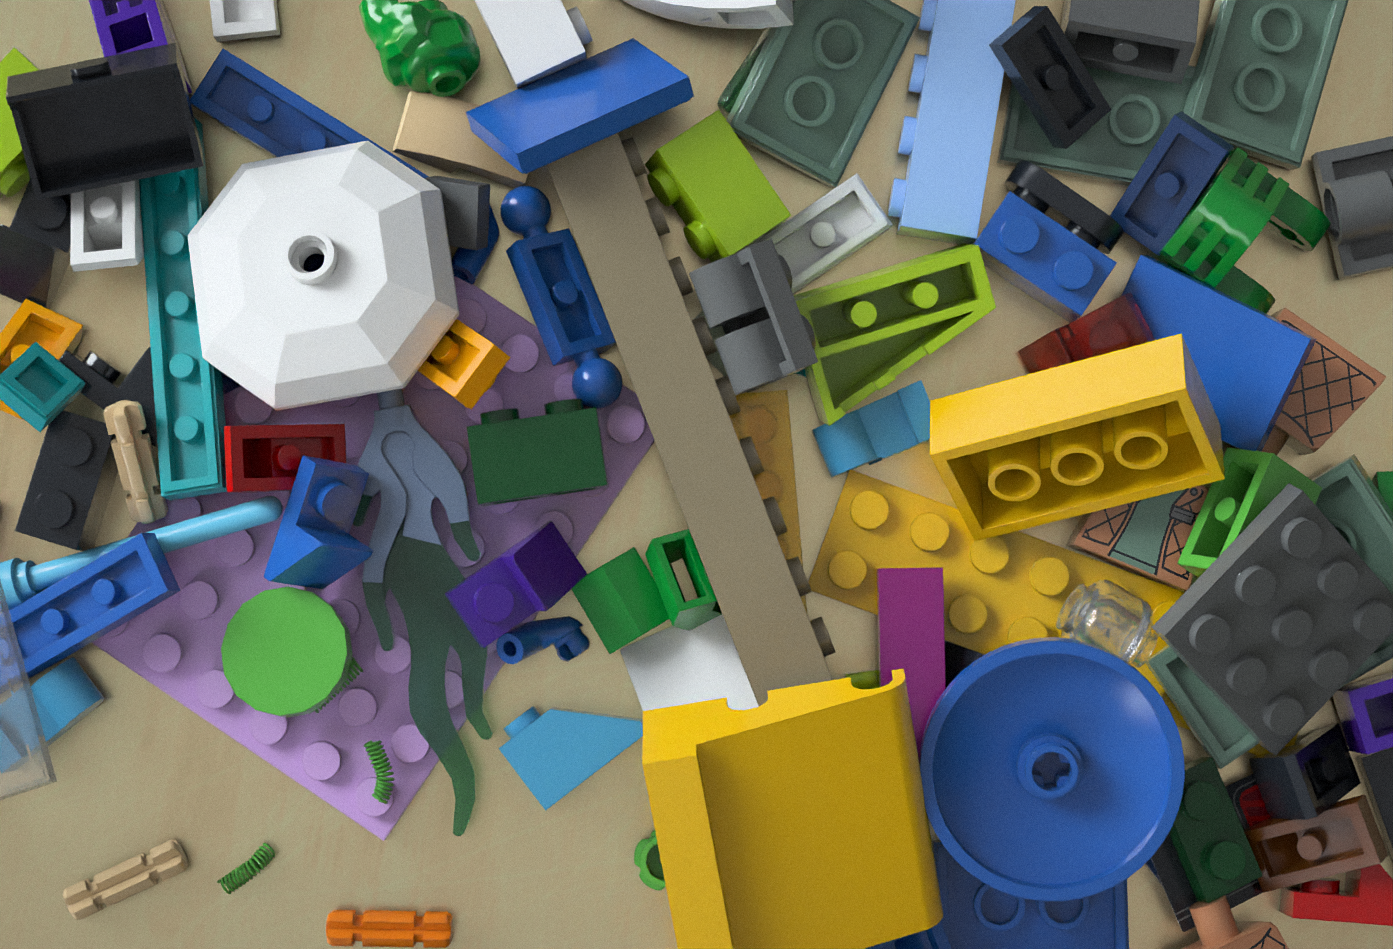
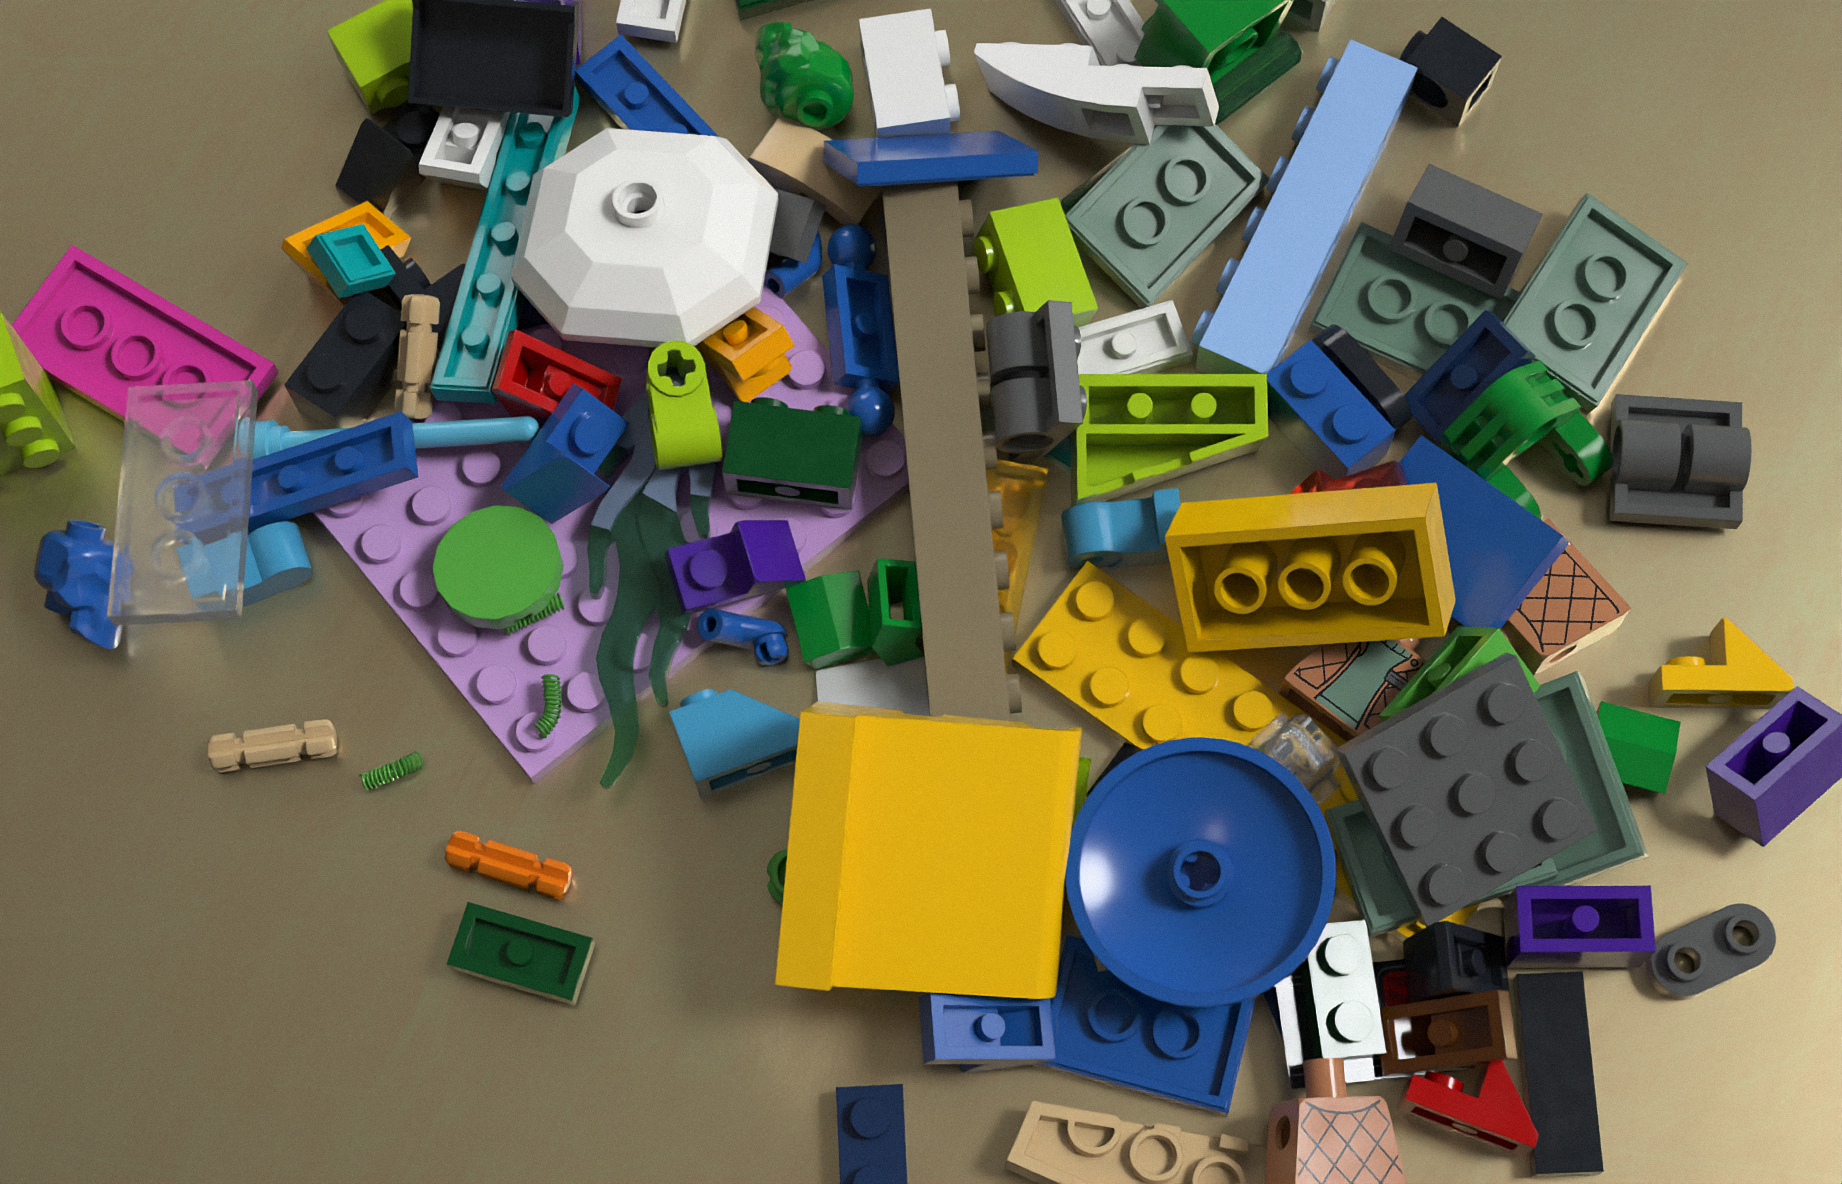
camera: 20 degrees right, 15 degrees down
(424, 461) = (681, 417): none -> lime piece
(913, 636) = (1106, 712): magenta tile -> none
(1050, 77) = (1377, 252): black plate -> none

